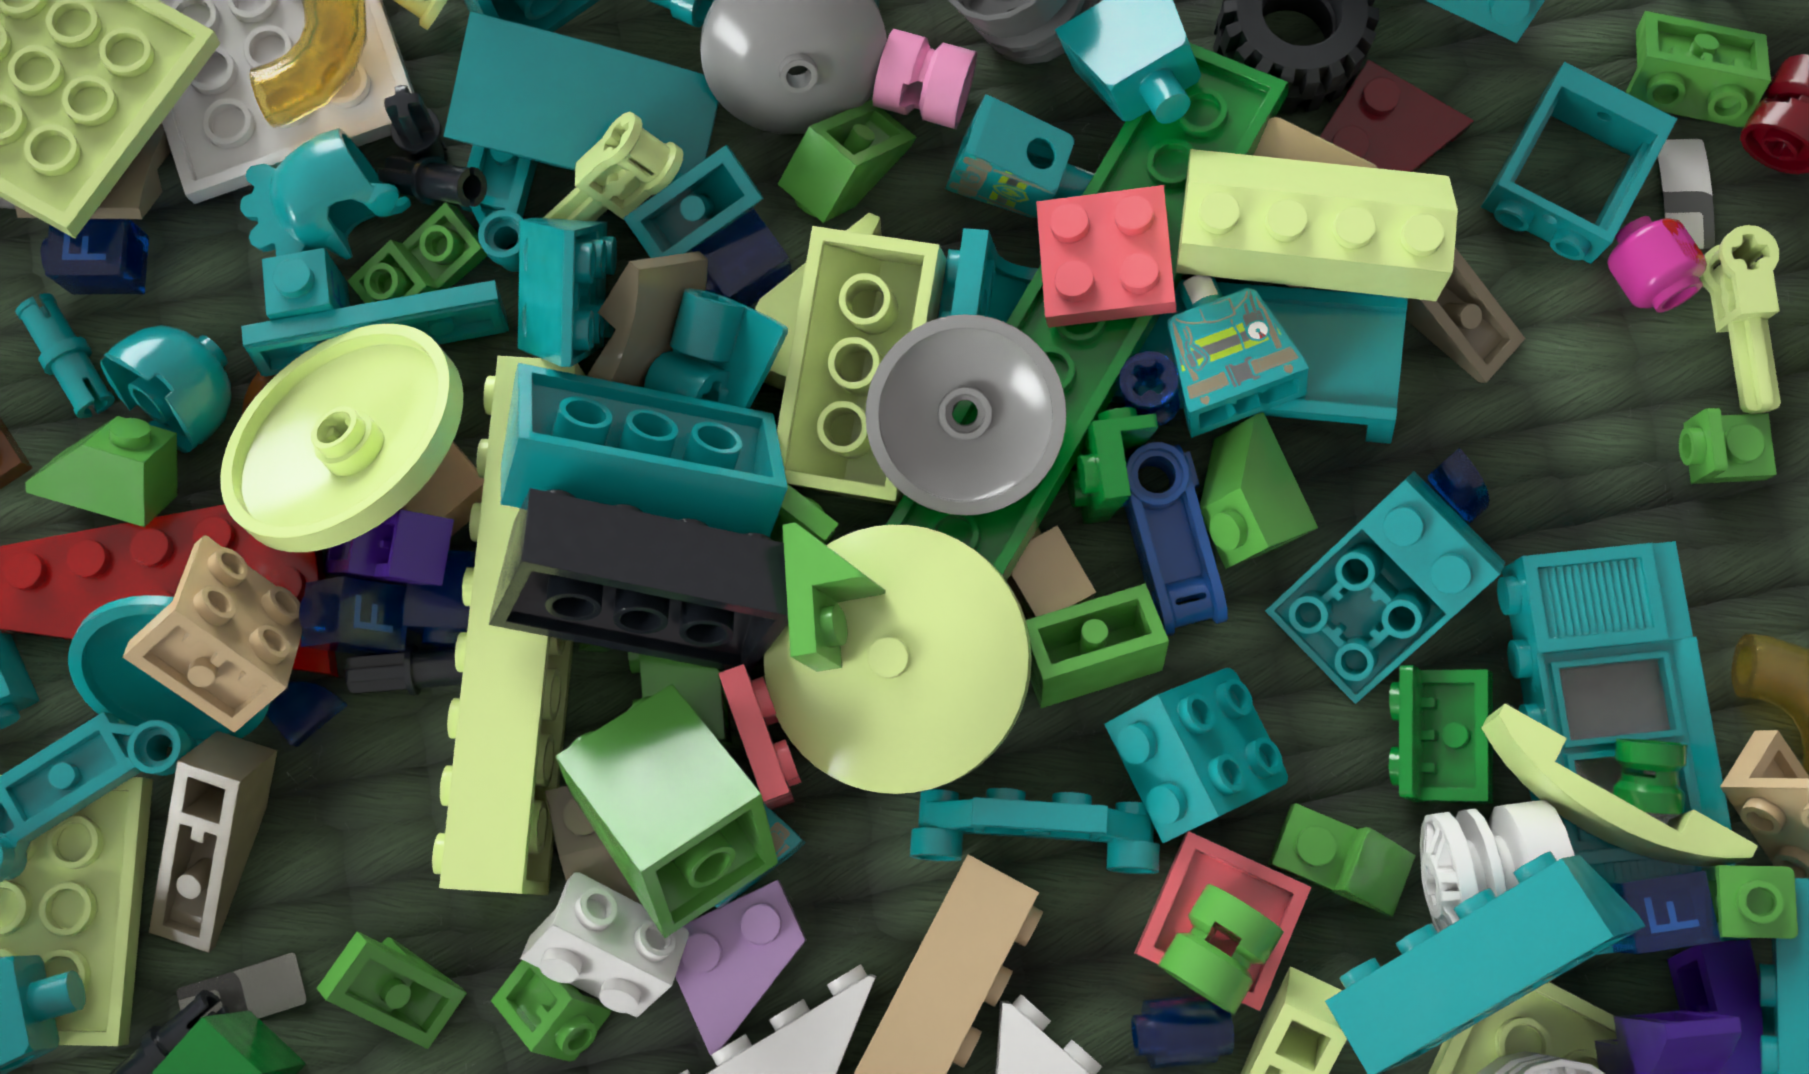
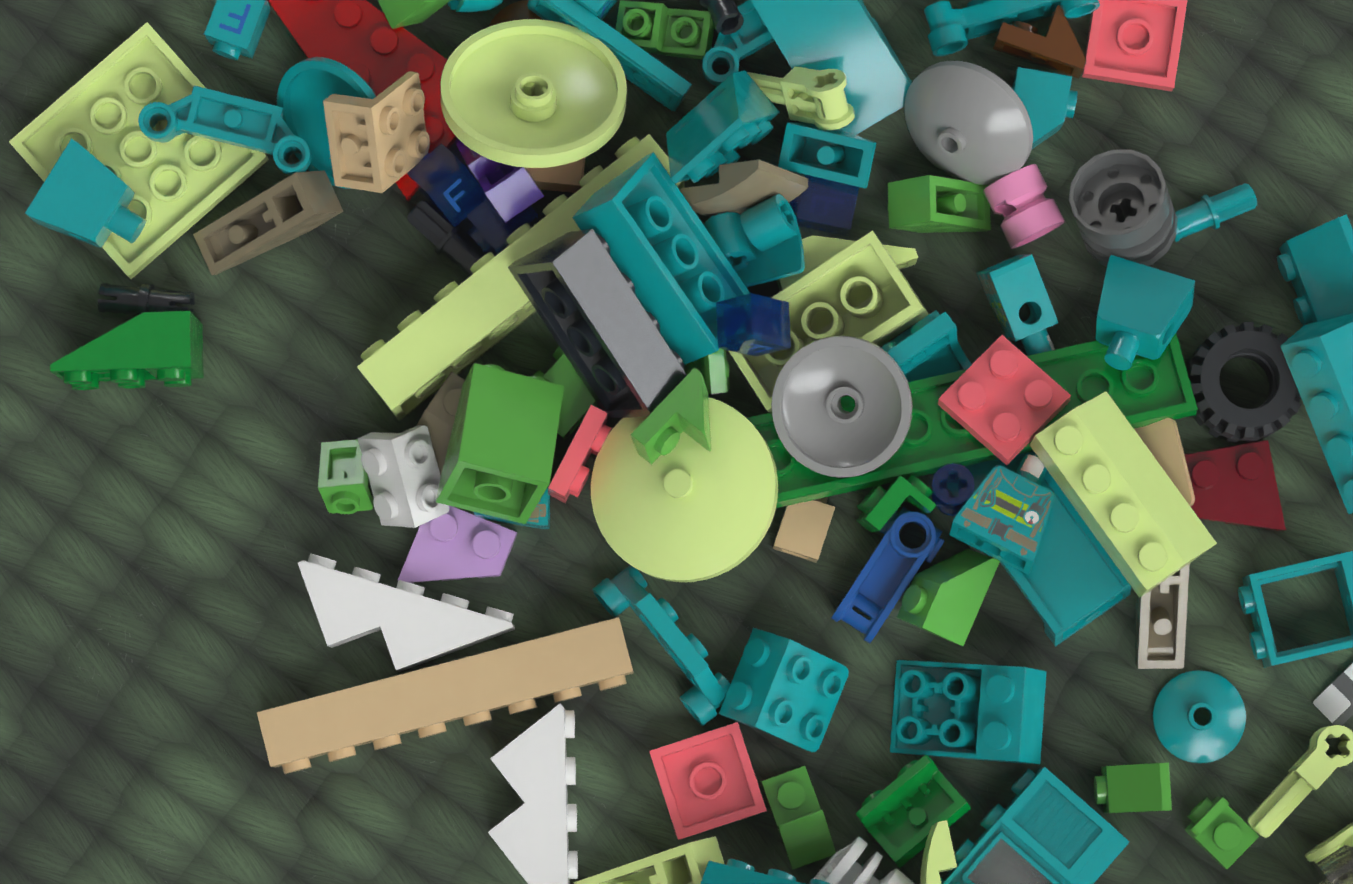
camera: 45 degrees right, 5 degrees up
(258, 988) = (217, 317): clear smoke sticker -> none
(303, 710) = (375, 205): clear blue tile -> none
(391, 989) = (282, 388): bright green slope -> none
(795, 427) = (753, 325): none -> clear blue brick
(1095, 645) = (788, 584): bright green brick -> none
(1182, 1032) = (631, 810): clear blue brick -> none
(1208, 969) = (671, 789): bright green wheel -> none
(1461, 485) = (1061, 705): clear blue tile -> none
(1568, 386) = (1175, 720): none -> teal dish
(1623, 485) = (1134, 788): none -> bright green slope
(1657, 263) = (1289, 702): dark pink head -> none

